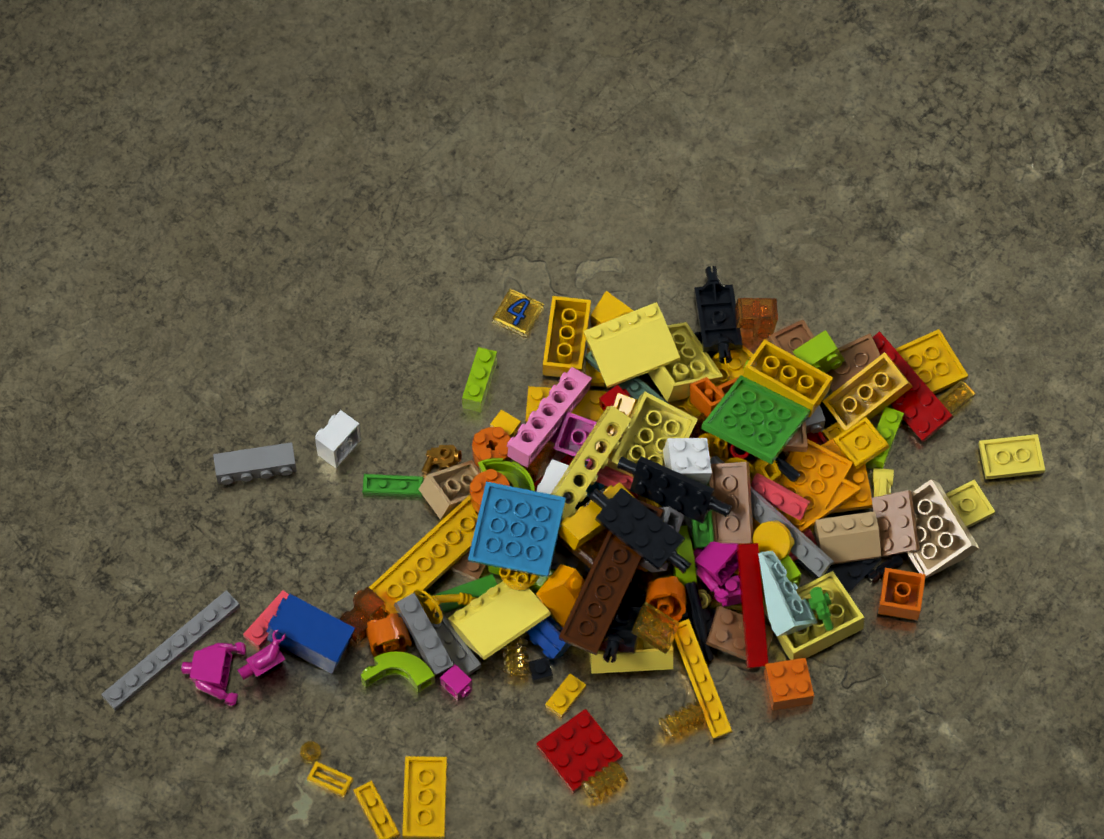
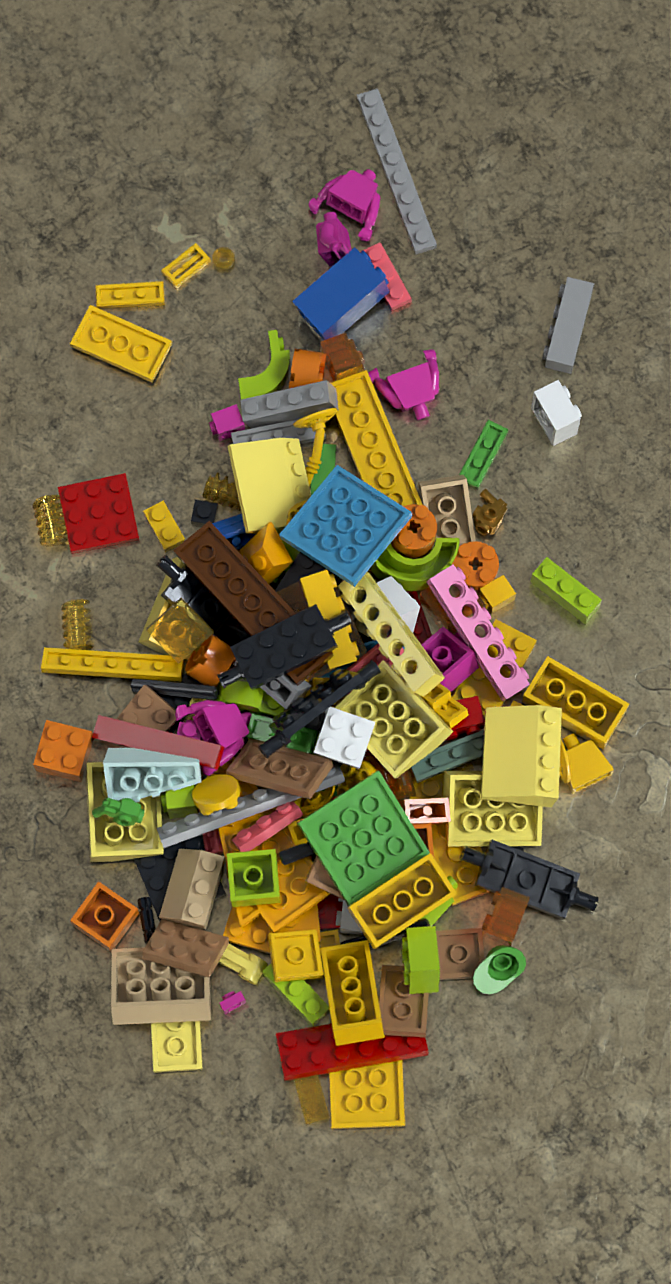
camera: 115 degrees right, 10 degrees up
(361, 554) = (411, 387): none -> dark pink torso
(518, 312) = (634, 670): clear yellow tile -> none
(792, 311) = (499, 969): none -> bright green piece
(824, 486) = (253, 878): none -> lime brick
(914, 479) = (232, 1001): none -> dark pink plate
(1011, 456) = (211, 1127): light yellow plate -> none

